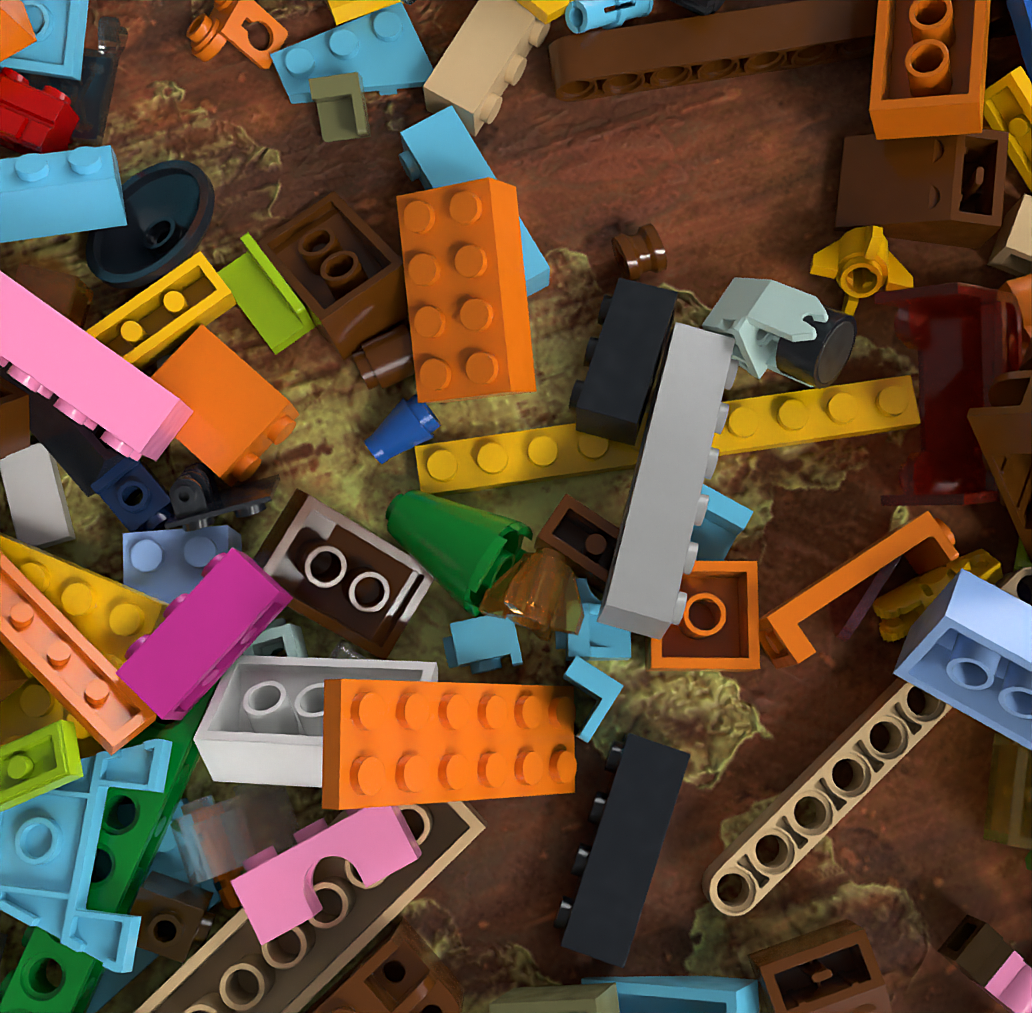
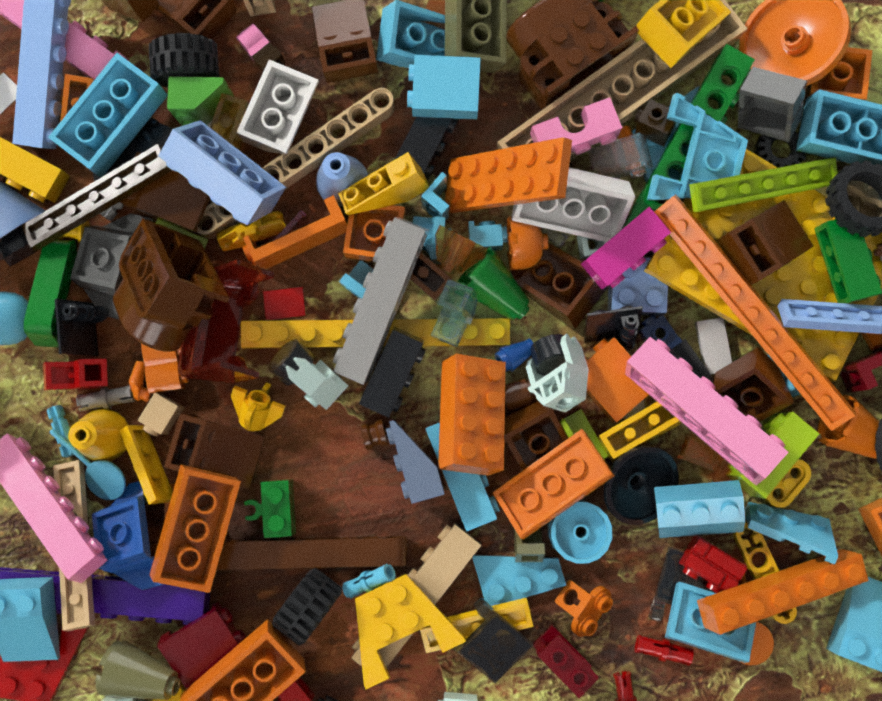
camera: 170 degrees left, 5 degrees up
(253, 134) = (586, 546): none -> medium azure wheel
(302, 360) = (559, 362): none -> light aqua piece
(303, 195) = (553, 484): none -> orange tile
(407, 627) = (524, 244): none -> orange cylinder
(523, 481) = (457, 311): none -> clear light blue brick
(558, 201) = (419, 471): none -> sand blue slope
(610, 931) = (444, 87): none -> medium azure brick
(697, 699) = (386, 187): none -> yellow slope
(780, 719) = (338, 173): none -> light blue cone
(791, 107) = (276, 508): none -> green brick
(845, 471) = (284, 303): none -> red sticker
(942, 843) = (277, 108): none -> white slope

